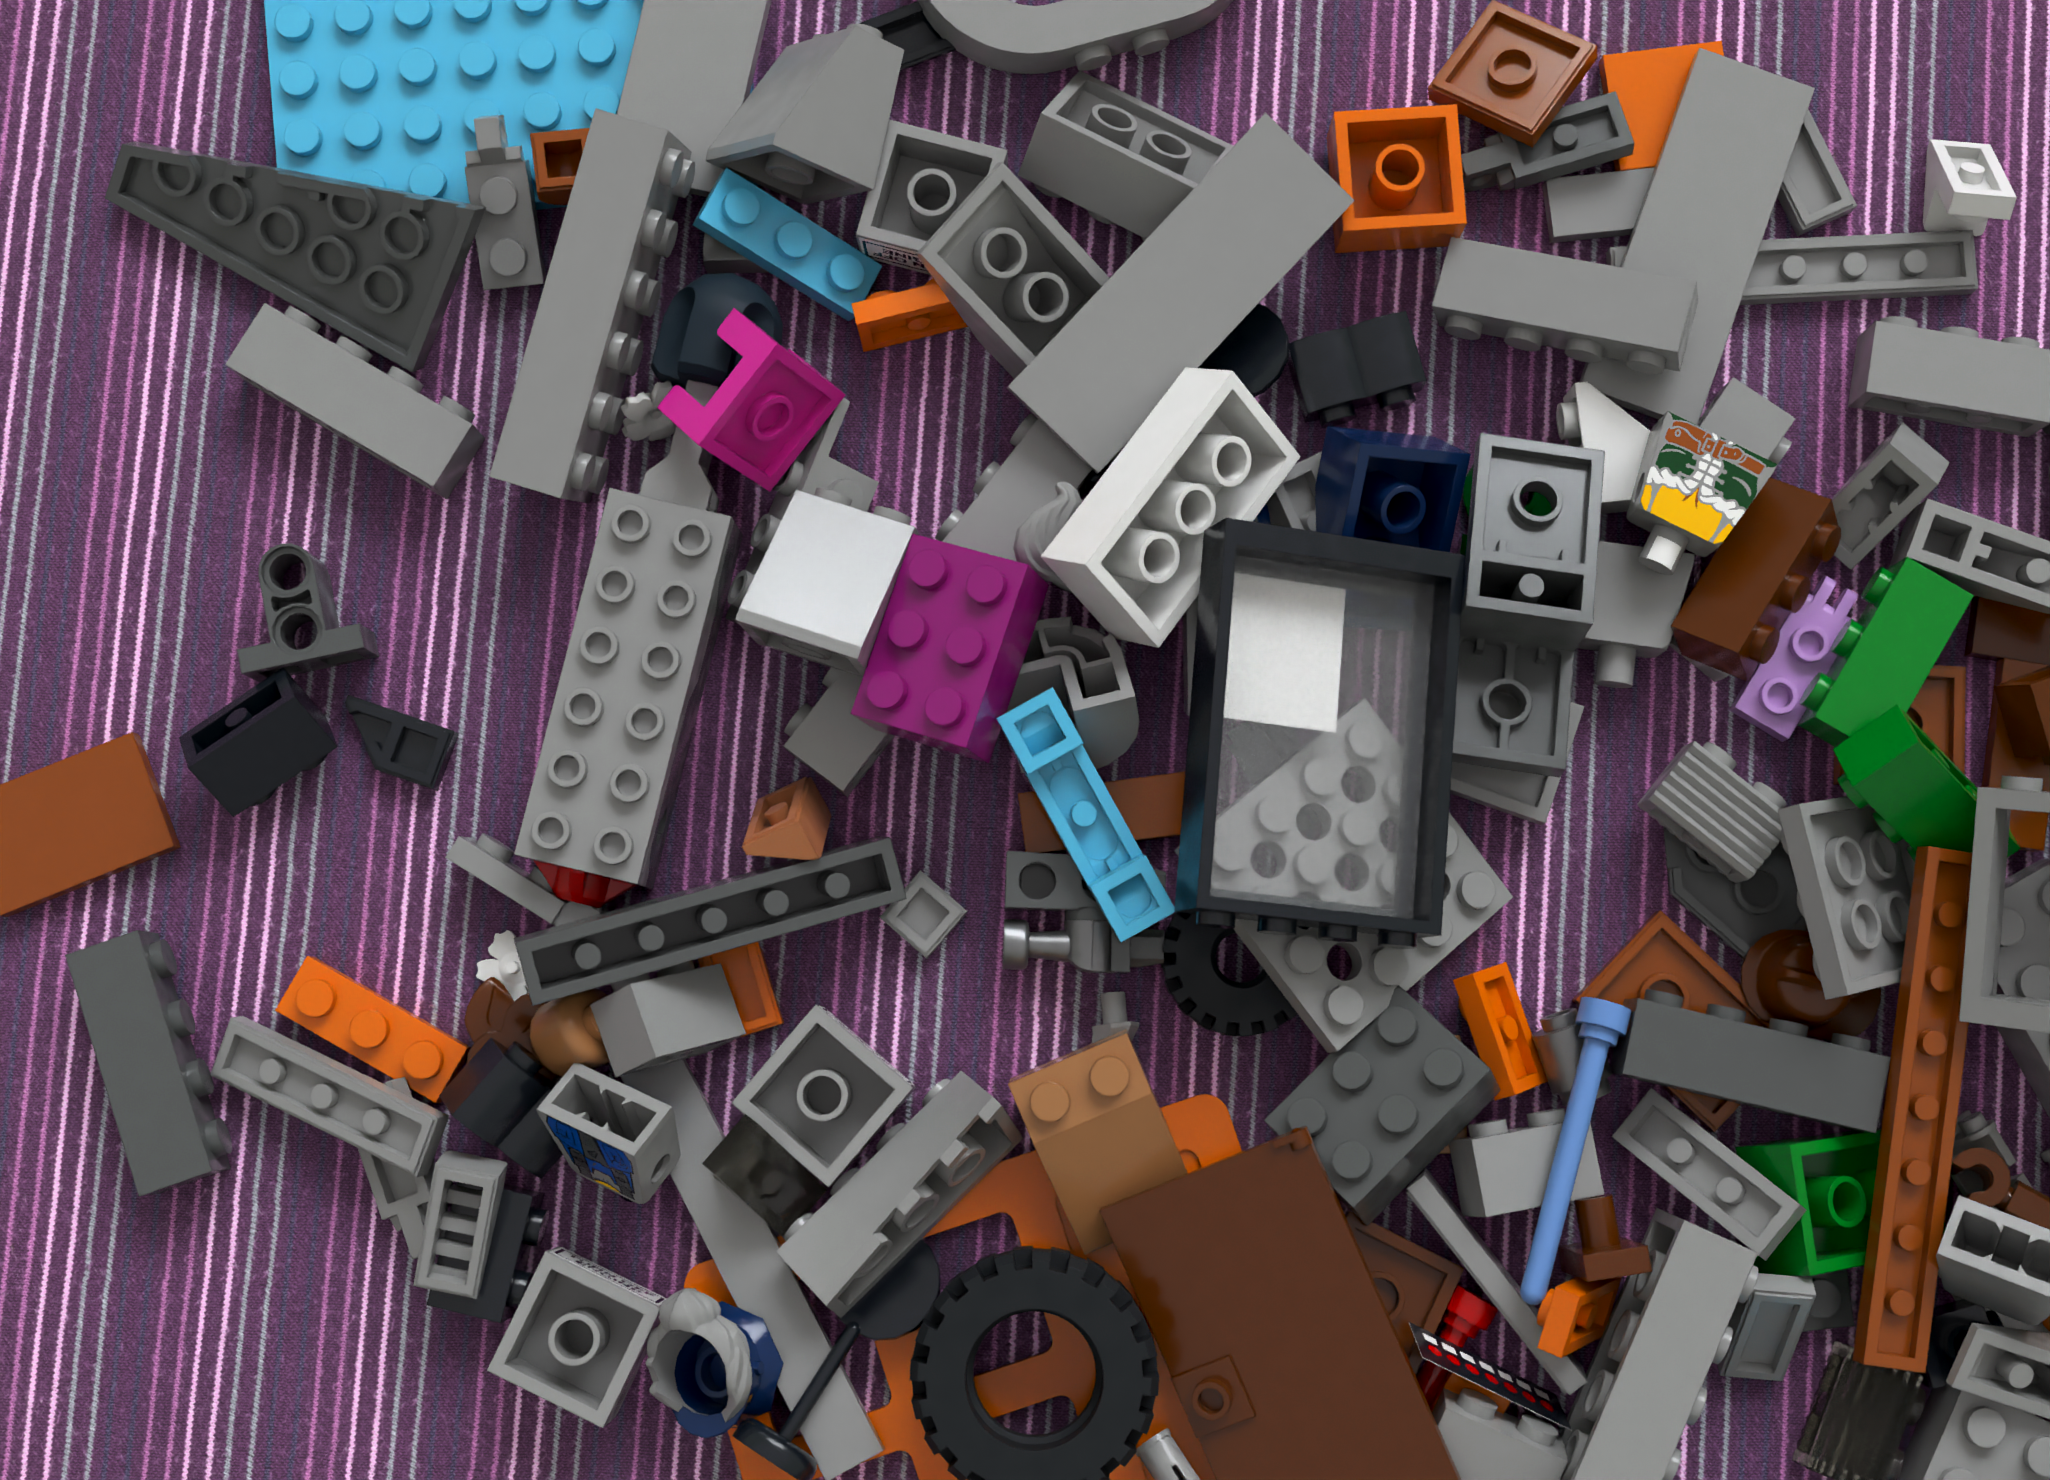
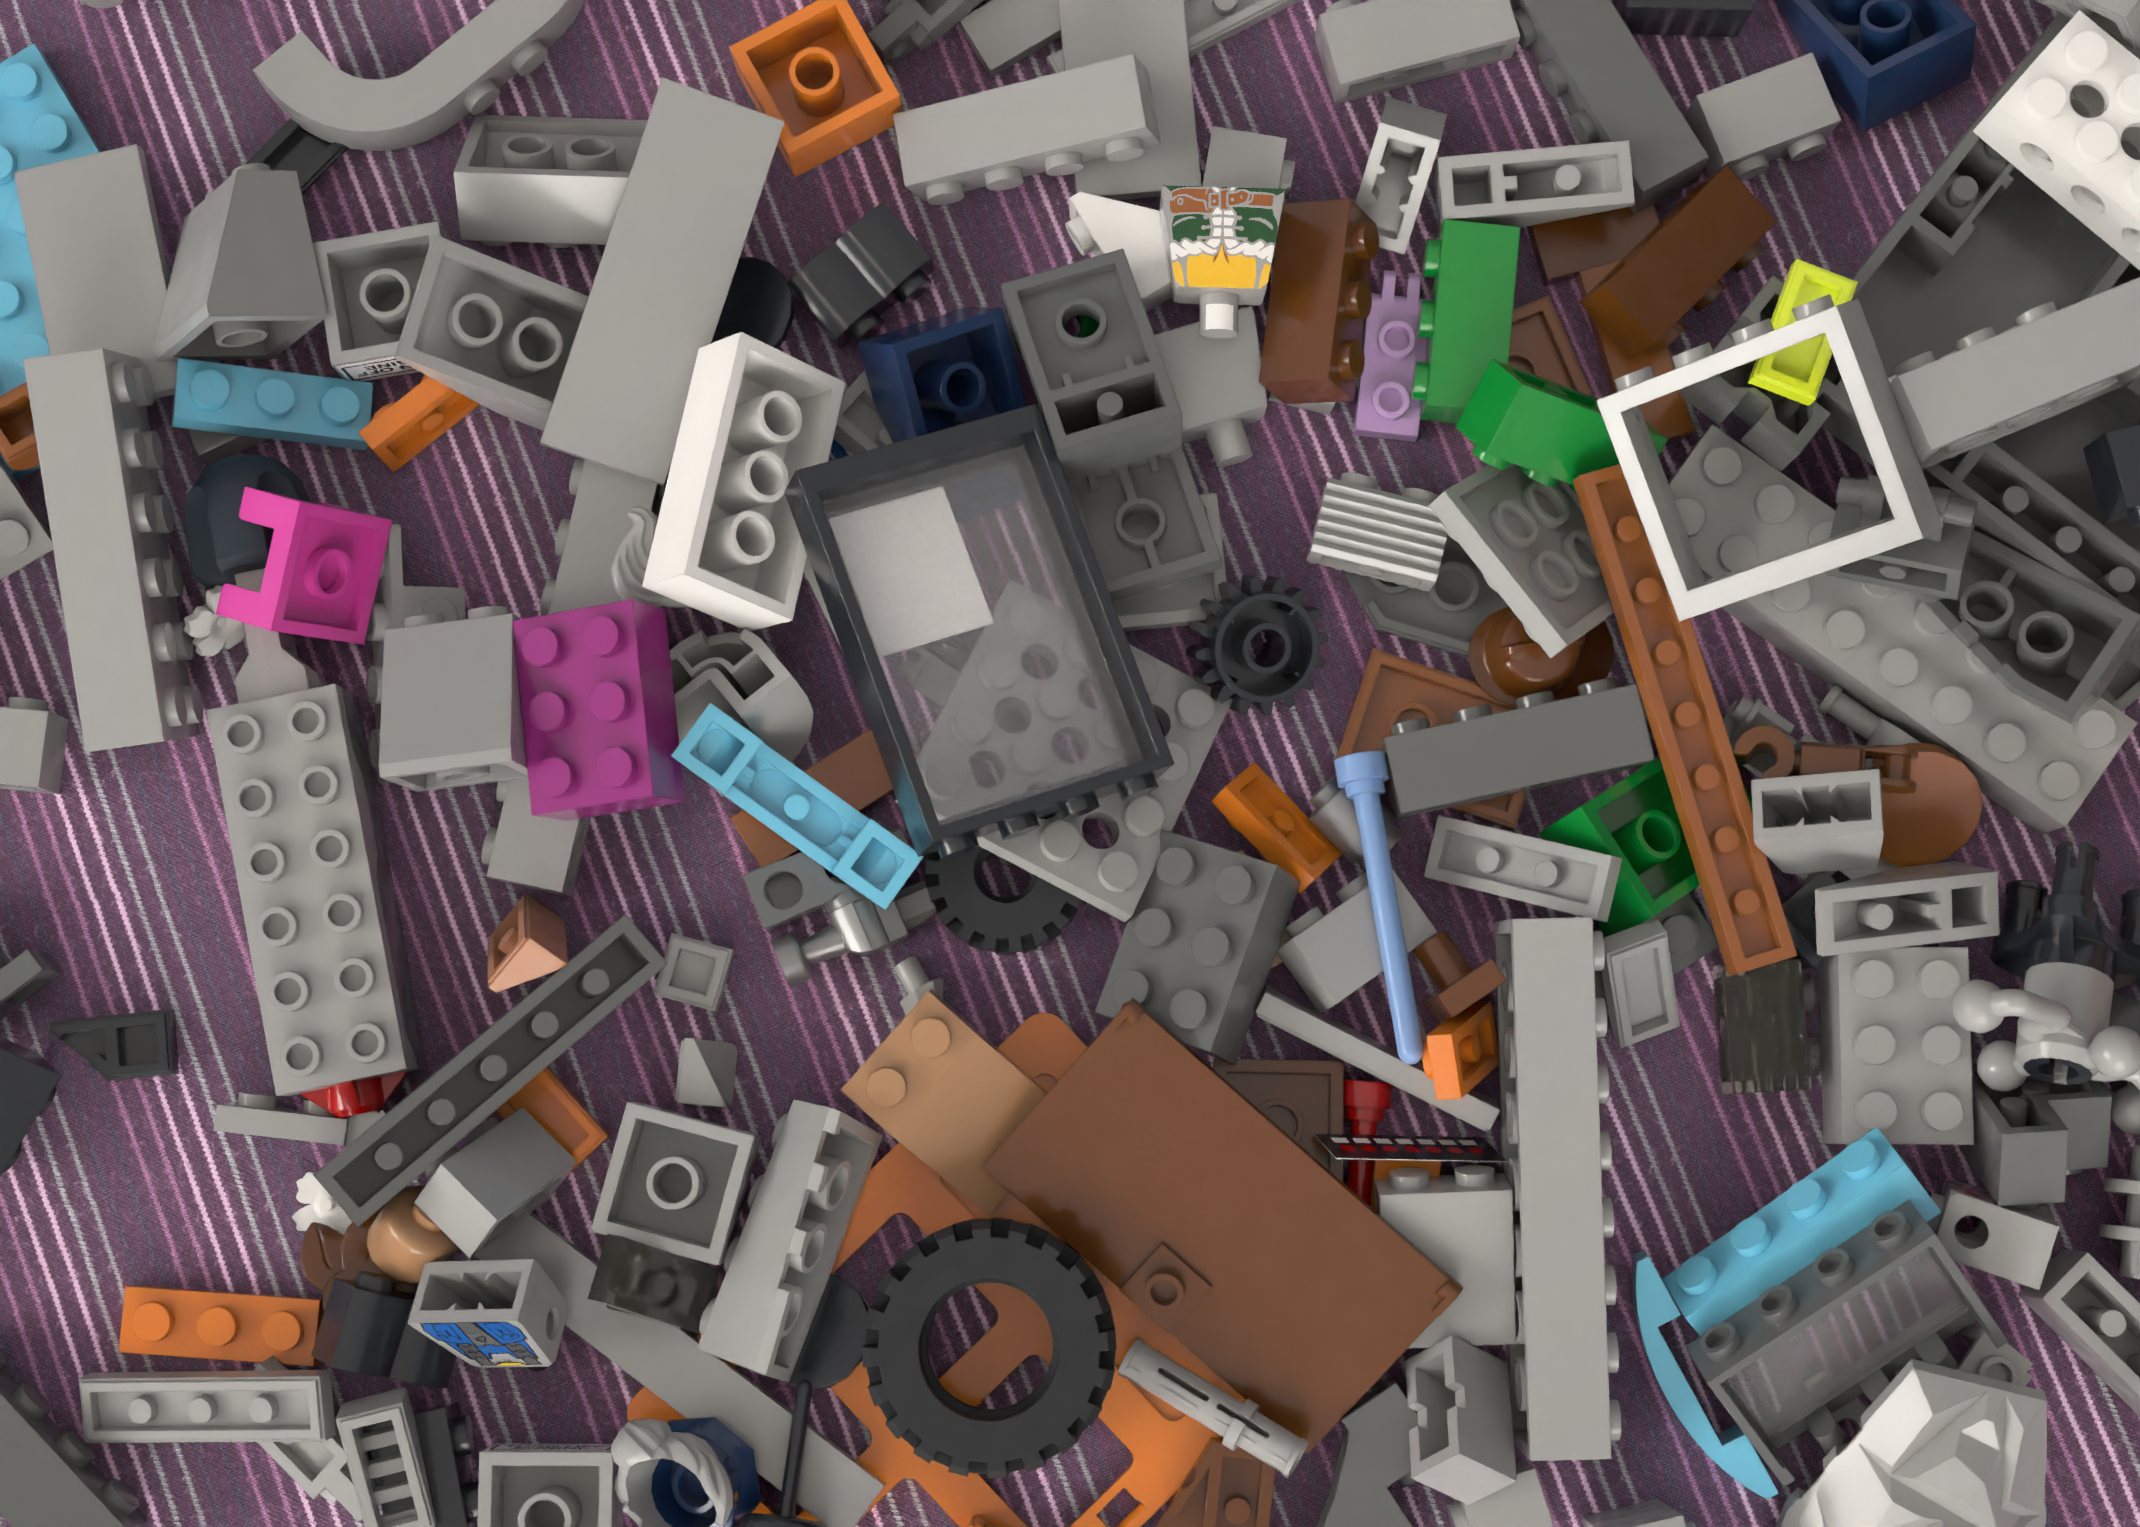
camera: 30 degrees left, 0 degrees up
(894, 1009) = (706, 1072): none -> light grey slope
(1537, 837) = (1289, 649): none -> black gear

